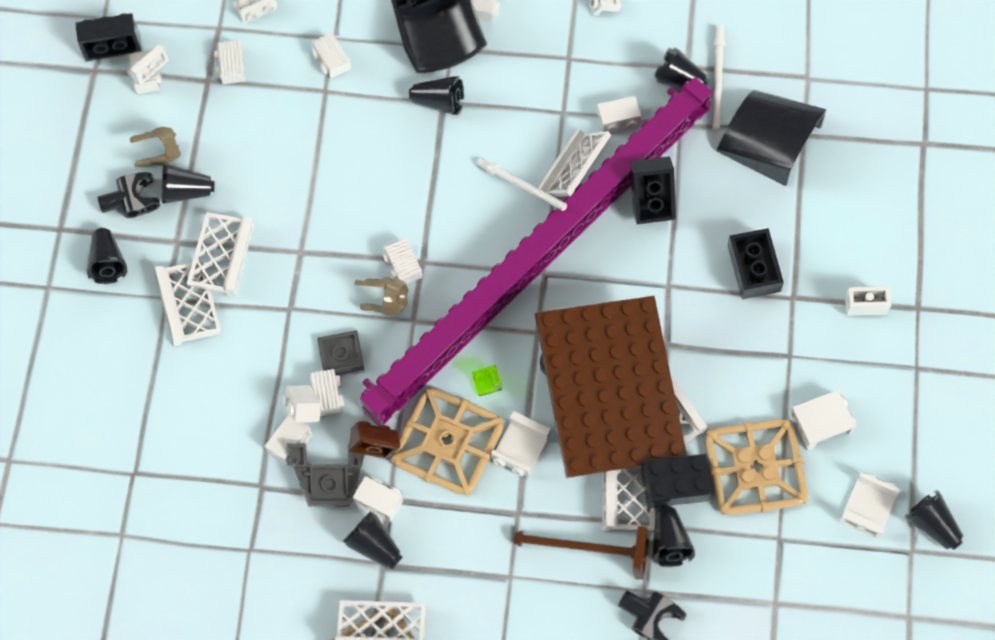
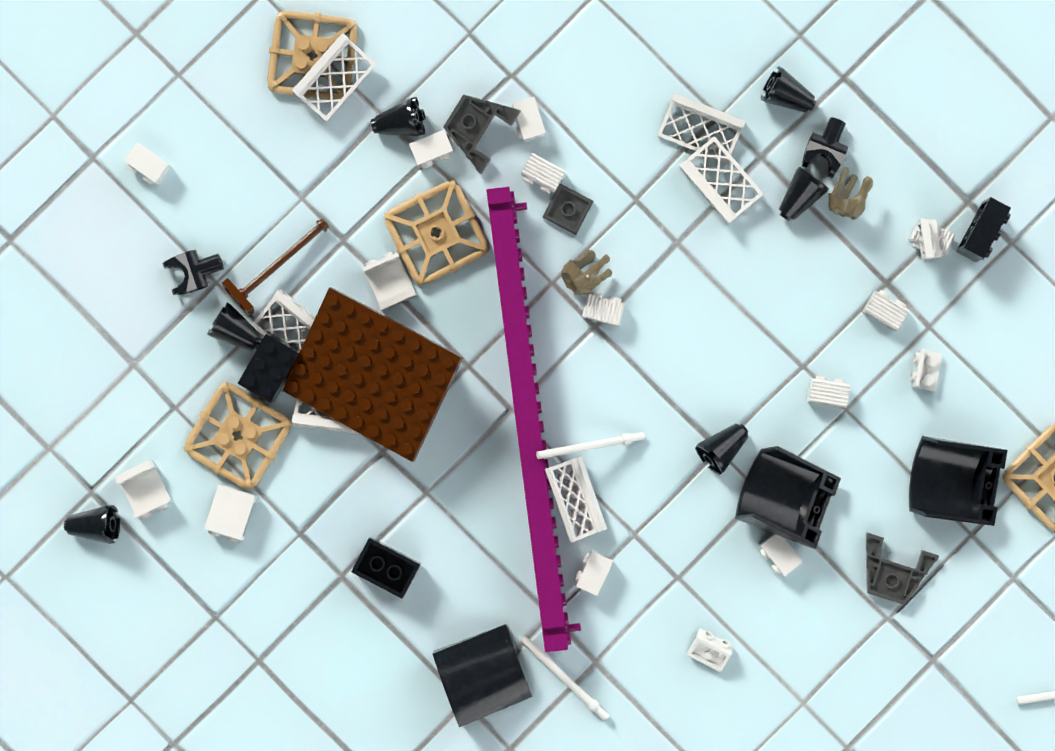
camera: 125 degrees right, 20 degrees up
(302, 403) = (543, 146): white brick -> none
(373, 440) = (475, 177): reddish brown slope -> none
(487, 380) = (458, 297): clear neon green panel -> none
(653, 190) = (502, 538): black brick -> none
(678, 70) = (590, 649): black cone -> none
(868, 301) = (289, 624): white brick -> none

